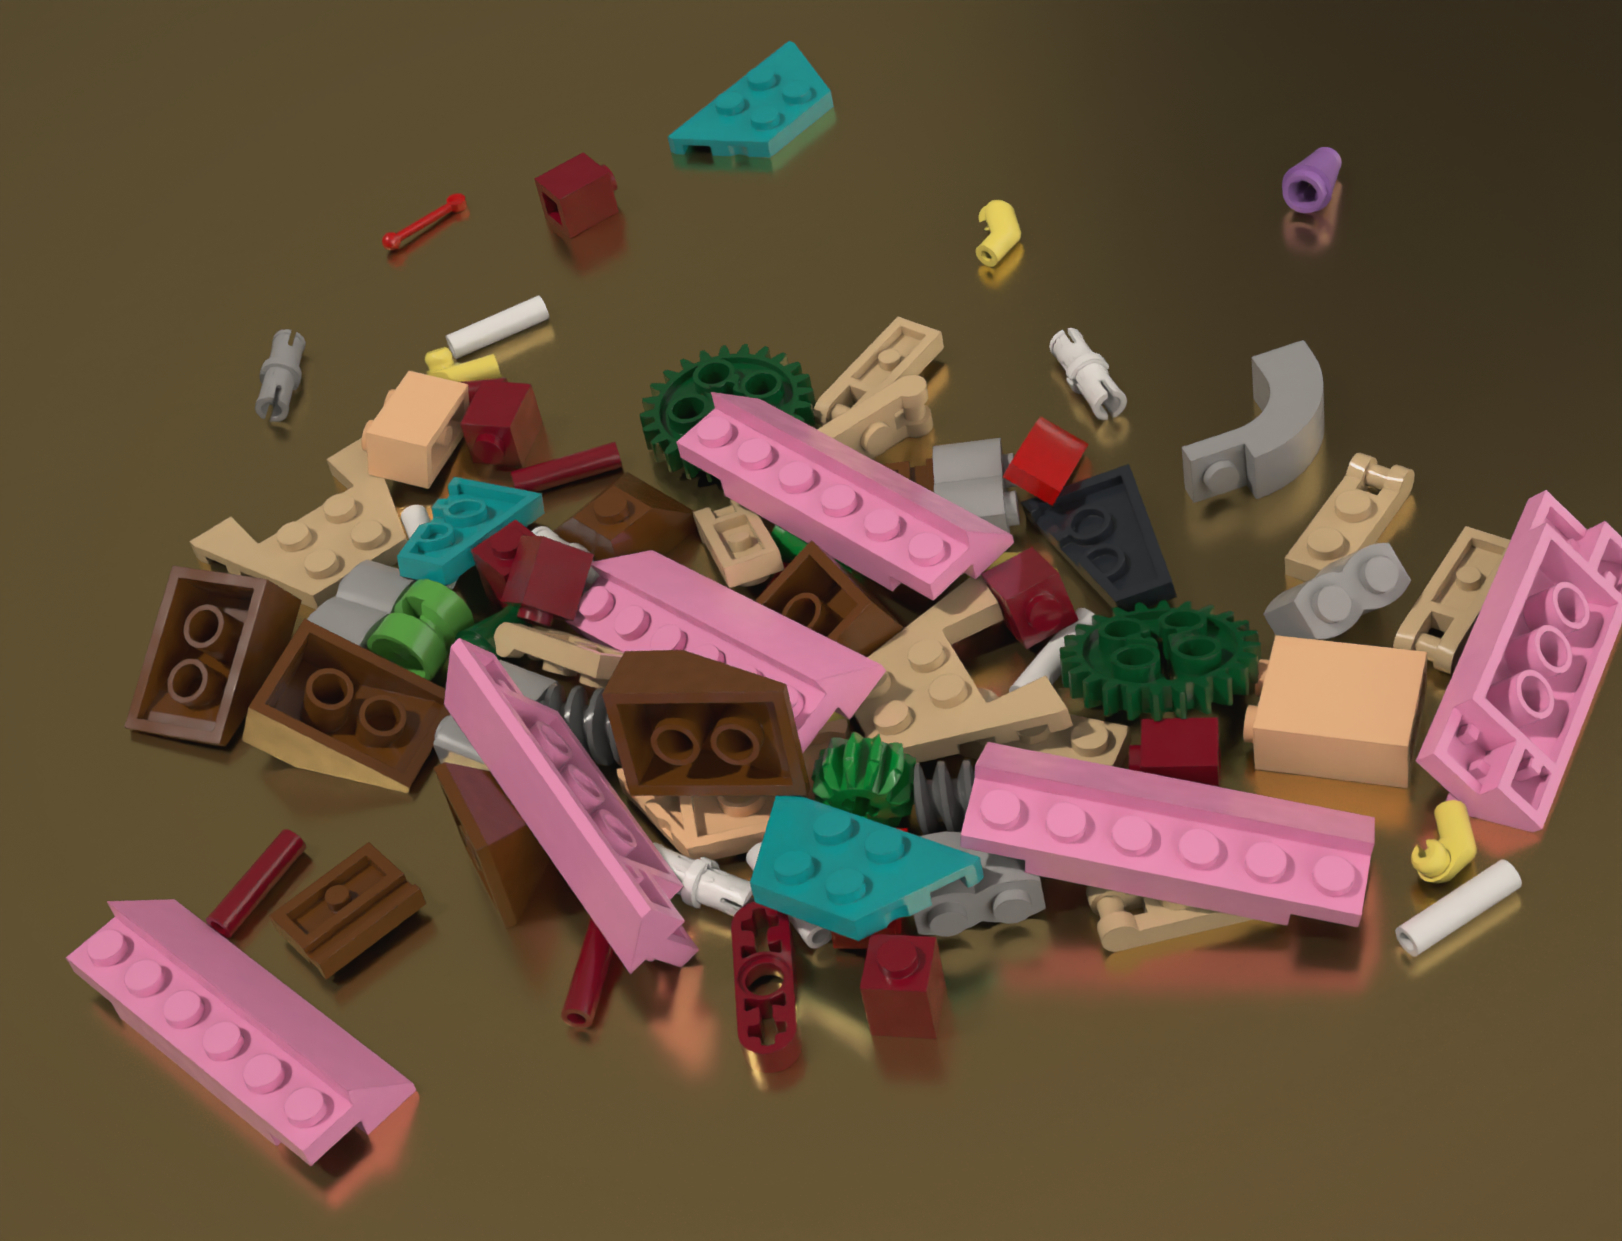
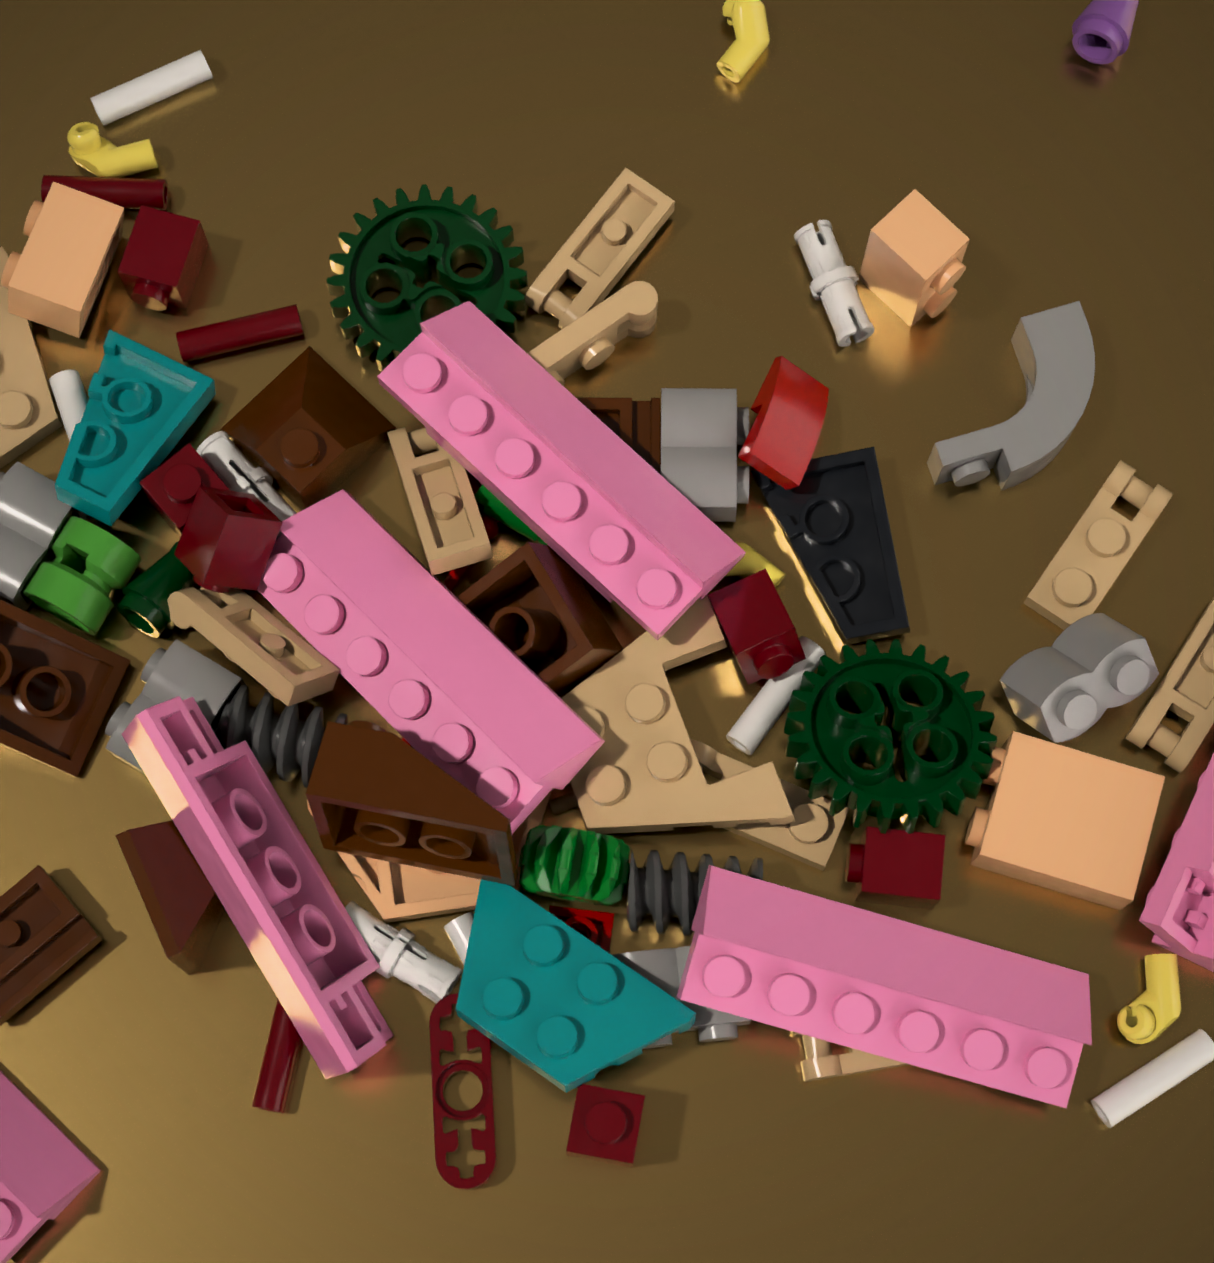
camera: 10 degrees left, 30 degrees up
(1150, 331) = (914, 259): none -> light nougat brick

